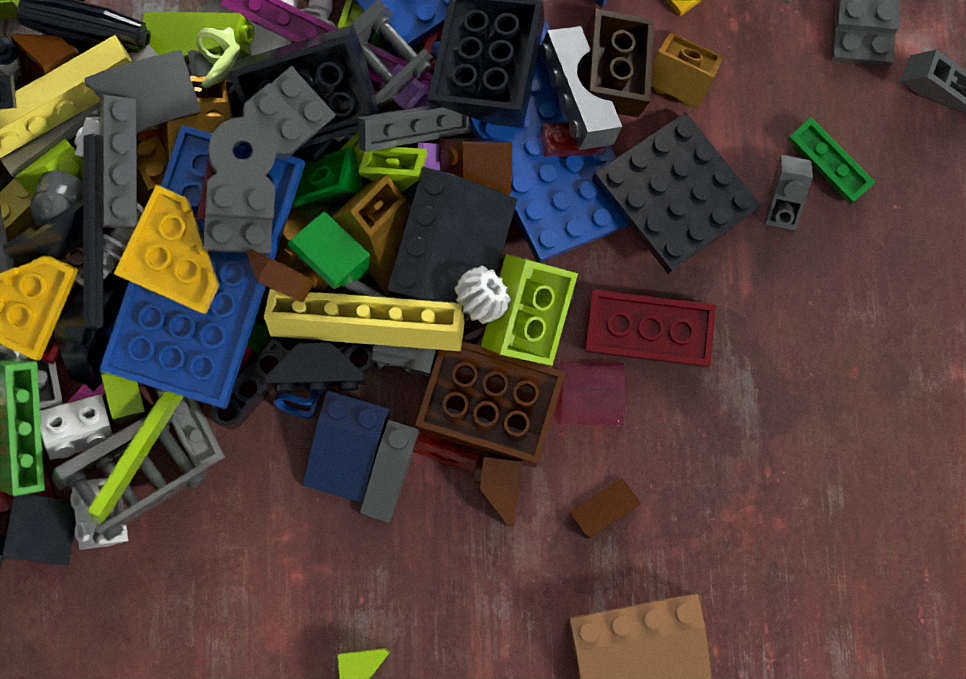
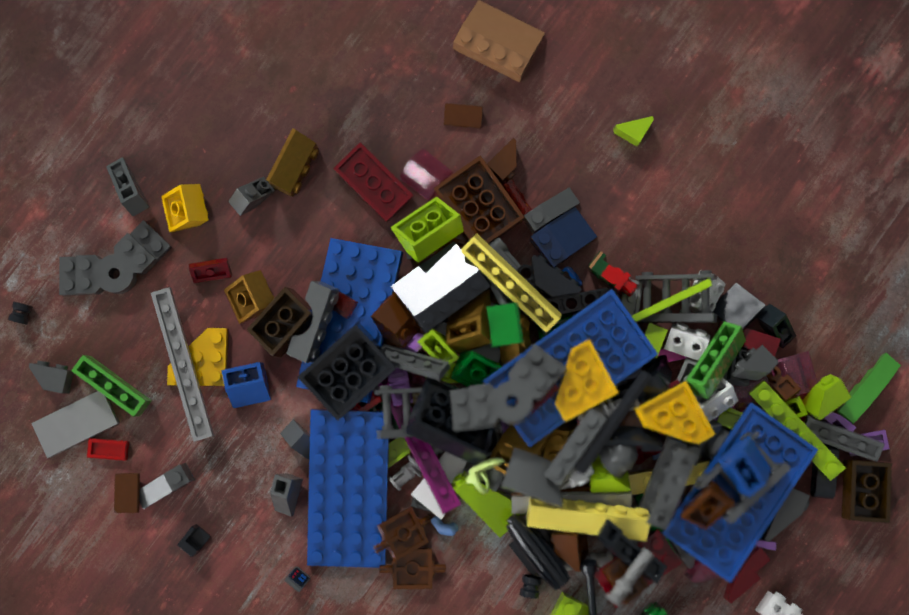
camera: 140 degrees left, 5 degrees up
(239, 438) = (612, 275): none -> red hips
(279, 276) = (538, 330): reddish brown slope -> none
(482, 294) = (446, 247): white gear -> none
(676, 192) = (306, 237): black plate -> none
(760, 63) = (210, 270): none -> dark red plate
(771, 268) = (293, 163): none -> pearl gold slope
(831, 160) = (217, 195): green plate -> none
(856, 115) = (184, 207): none -> yellow slope

